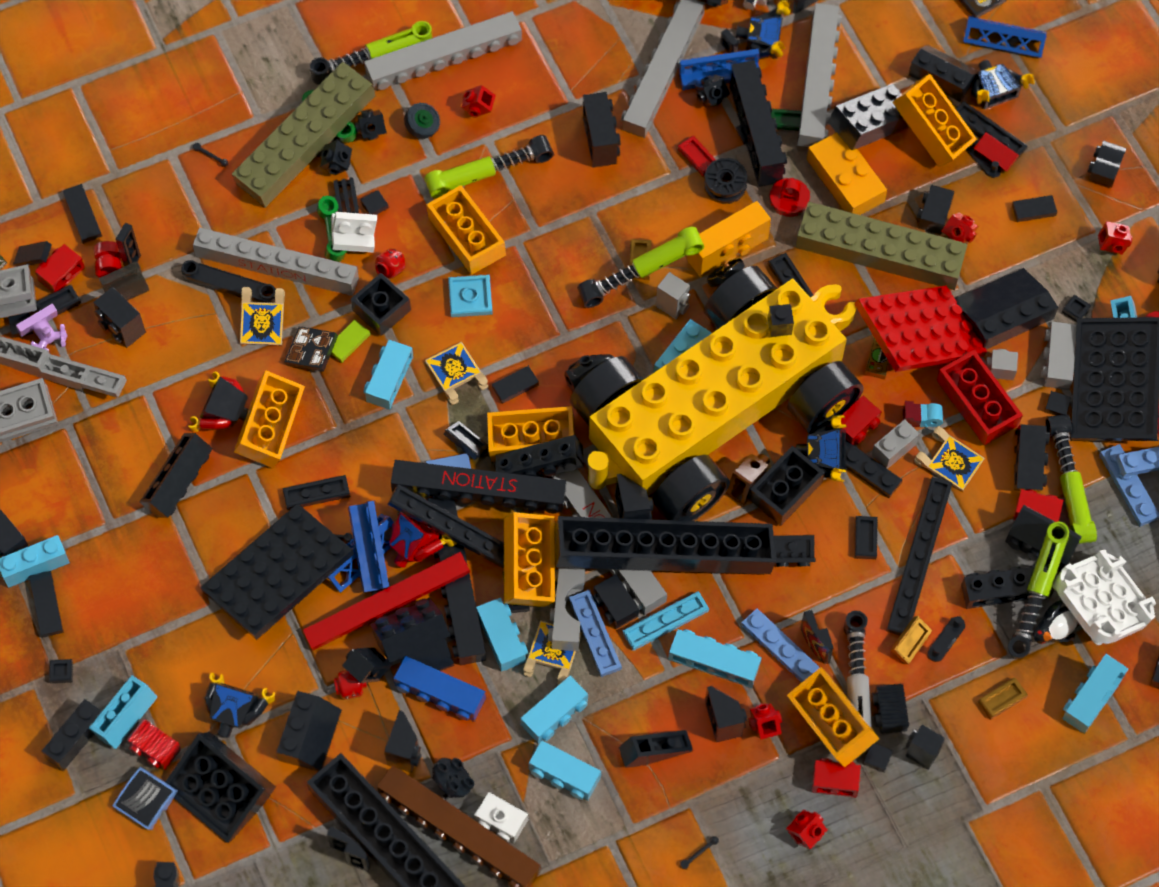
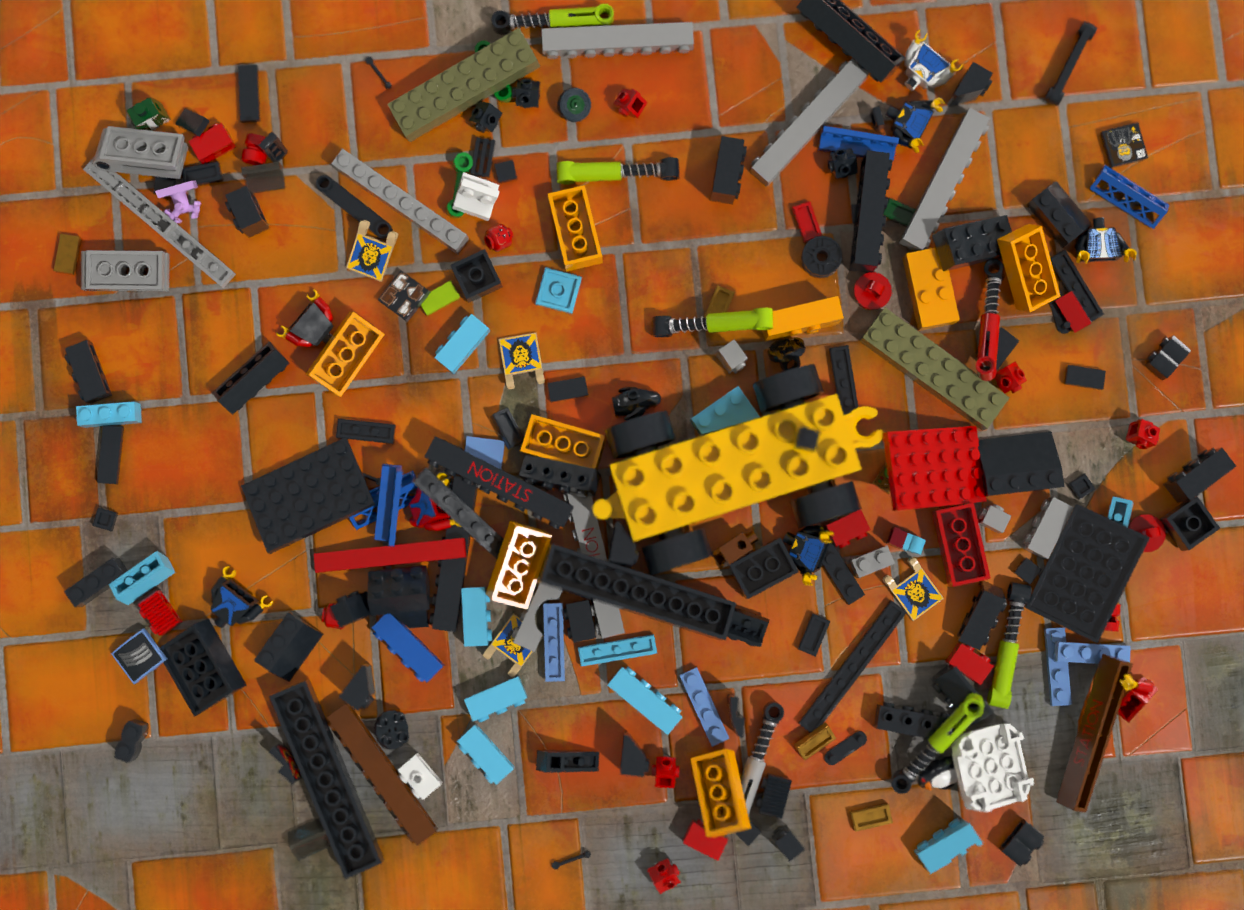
camera: 15 degrees right, 20 degrees up
(918, 181) = (990, 321): none -> piece

